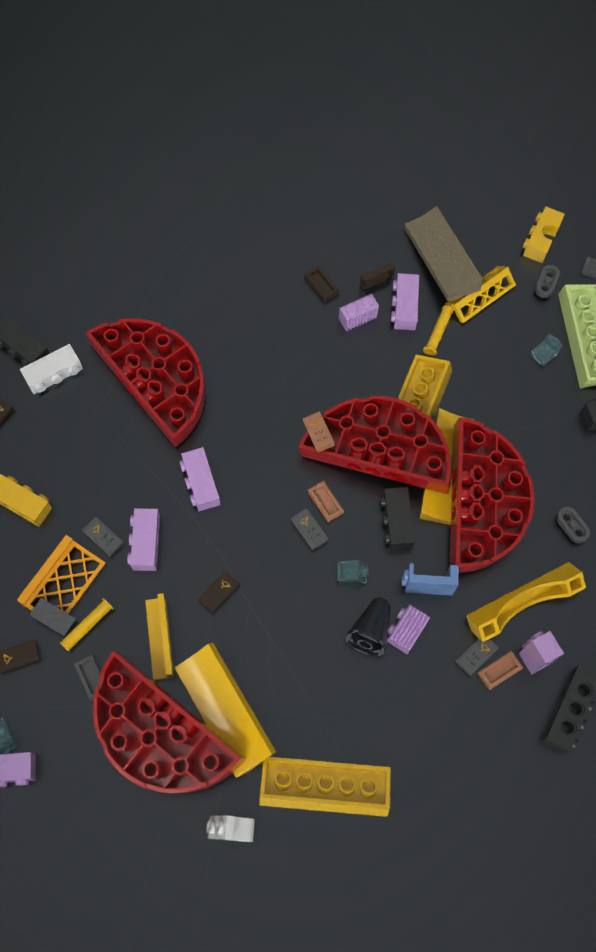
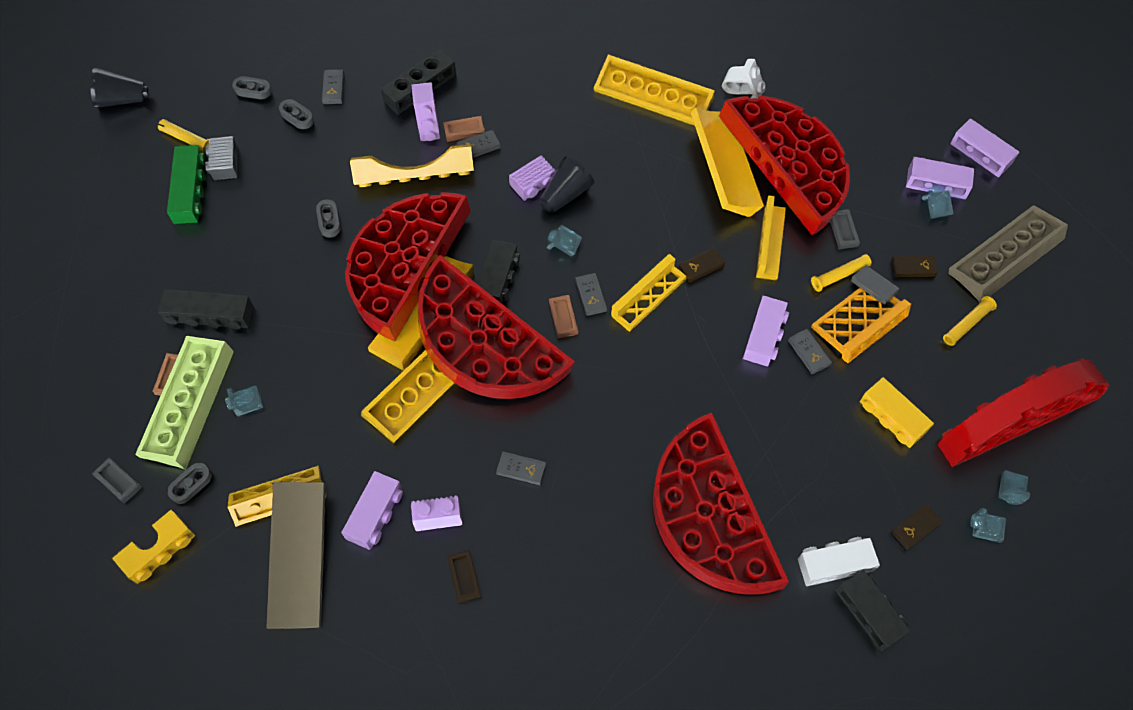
camera: 160 degrees left, 5 degrees down
(199, 479) = (691, 374): lavender brick -> none
(264, 545) = (644, 286): none -> yellow fence
(311, 367) = (521, 468): none -> dark grey tile
(318, 432) = (547, 364): nougat tile -> none
(377, 276) = (390, 557): dark brown tile -> none
(430, 348) = (352, 463): yellow pin -> none
(430, 584) = (493, 199): medium blue panel -> none

